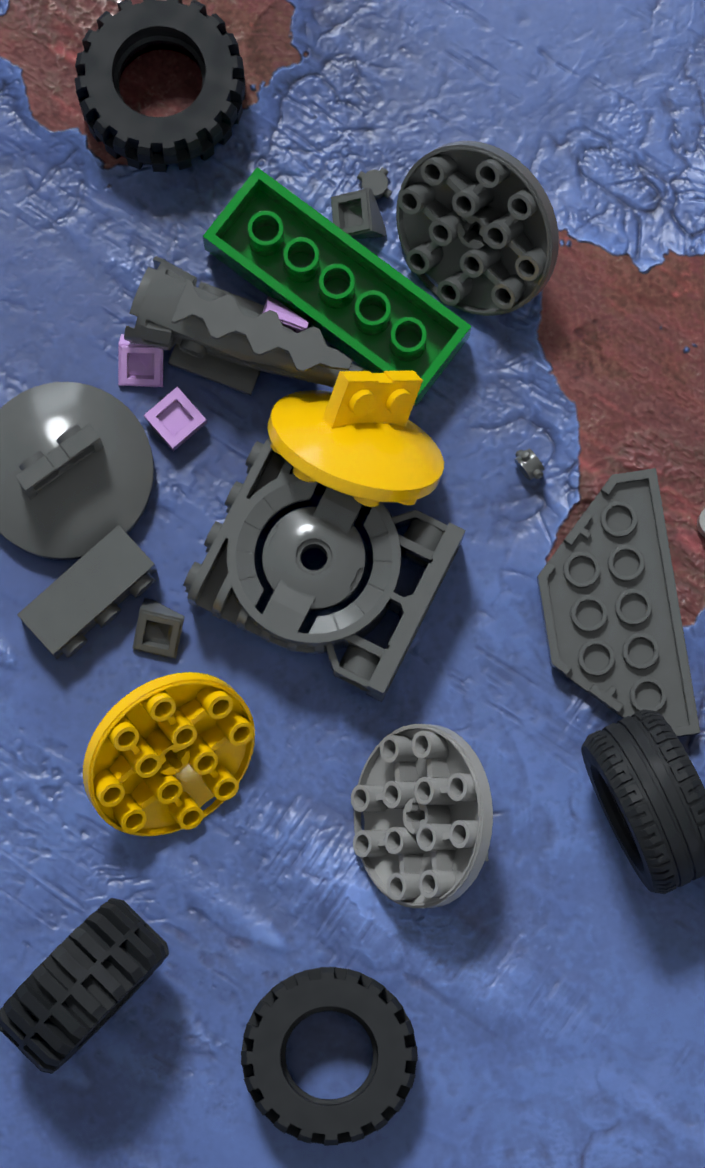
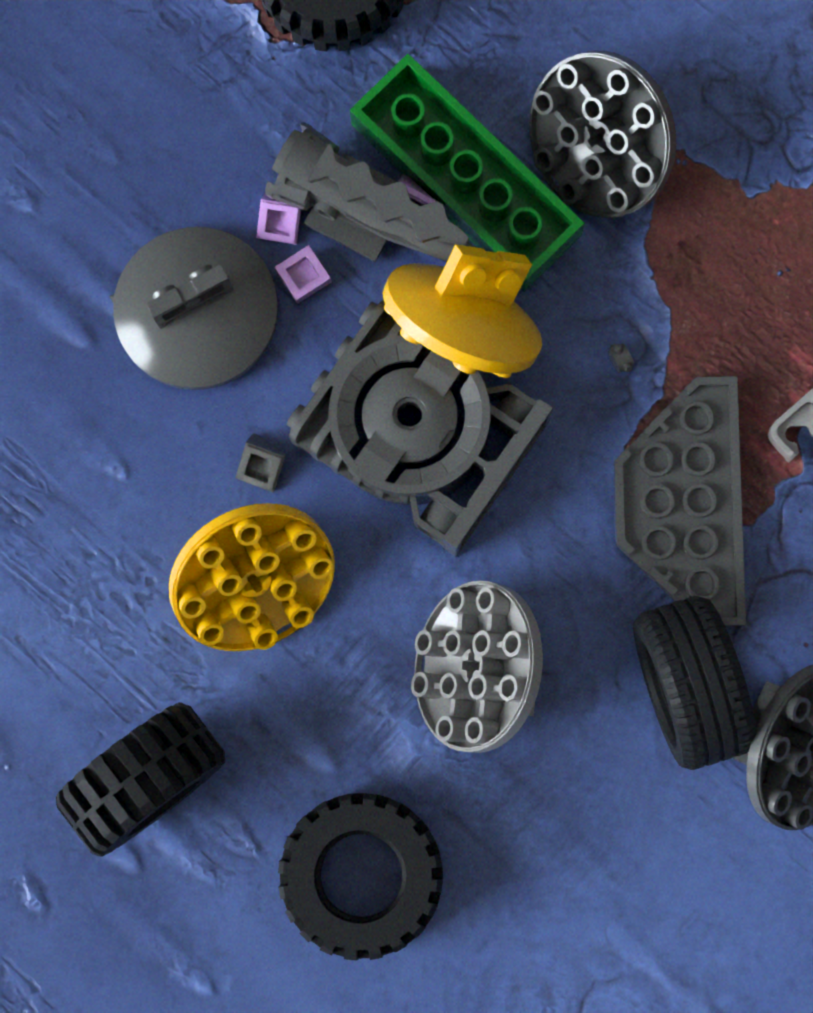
camera: 20 degrees right, 0 degrees up
(89, 593) = (201, 422): dark grey brick -> none
(358, 214) = (496, 111): dark grey slope -> none
(376, 181) = (514, 86): dark grey piece -> none

